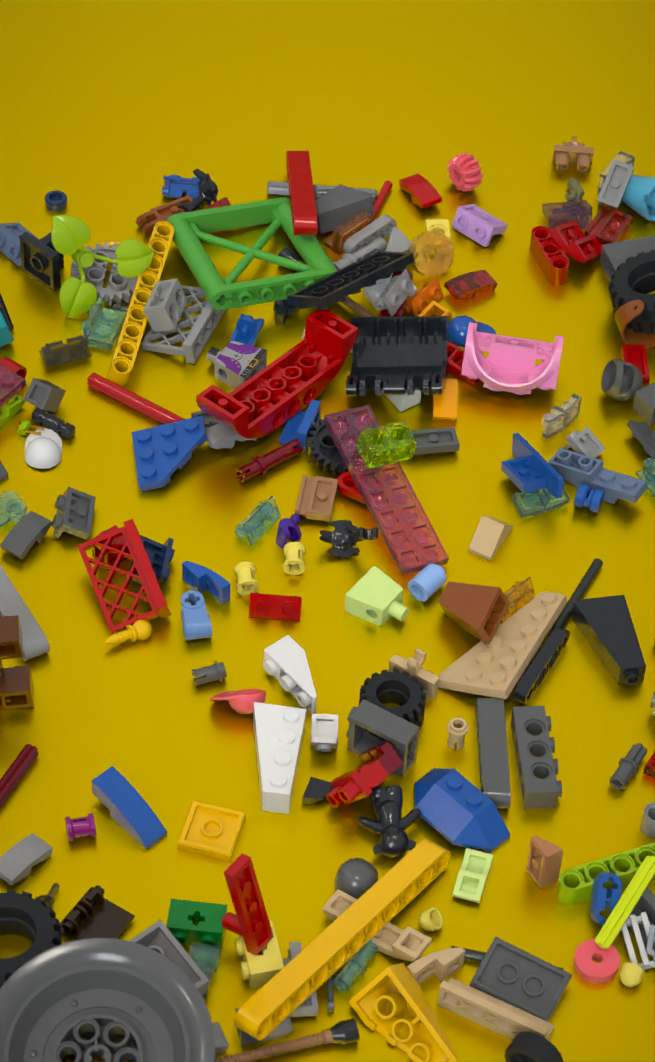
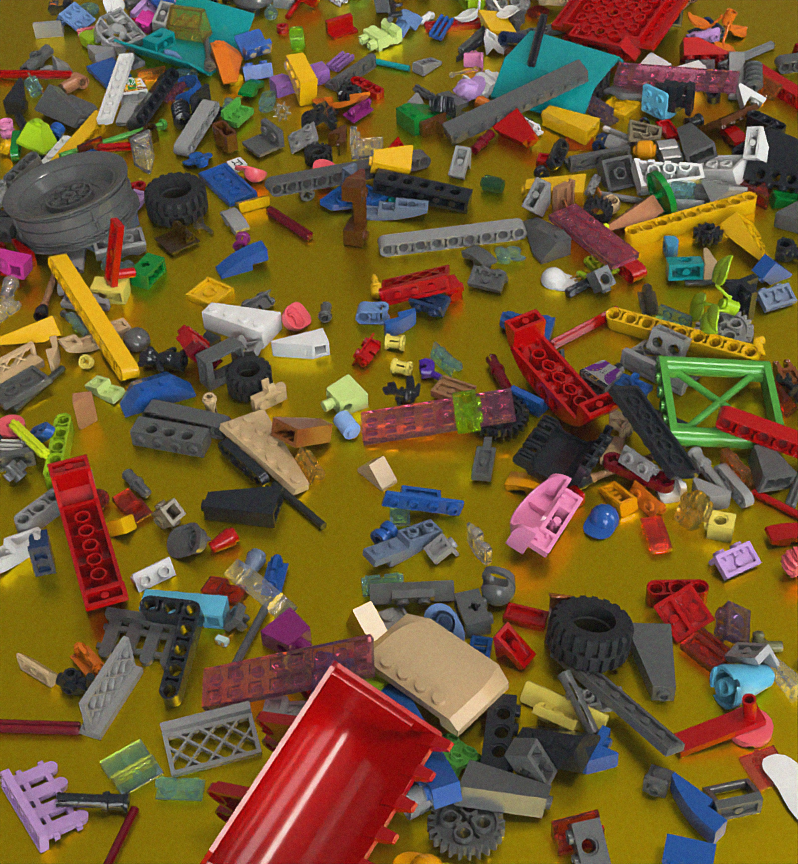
camera: 115 degrees right, 5 degrees down
(221, 759) = (261, 300): none -> dark grey hinge

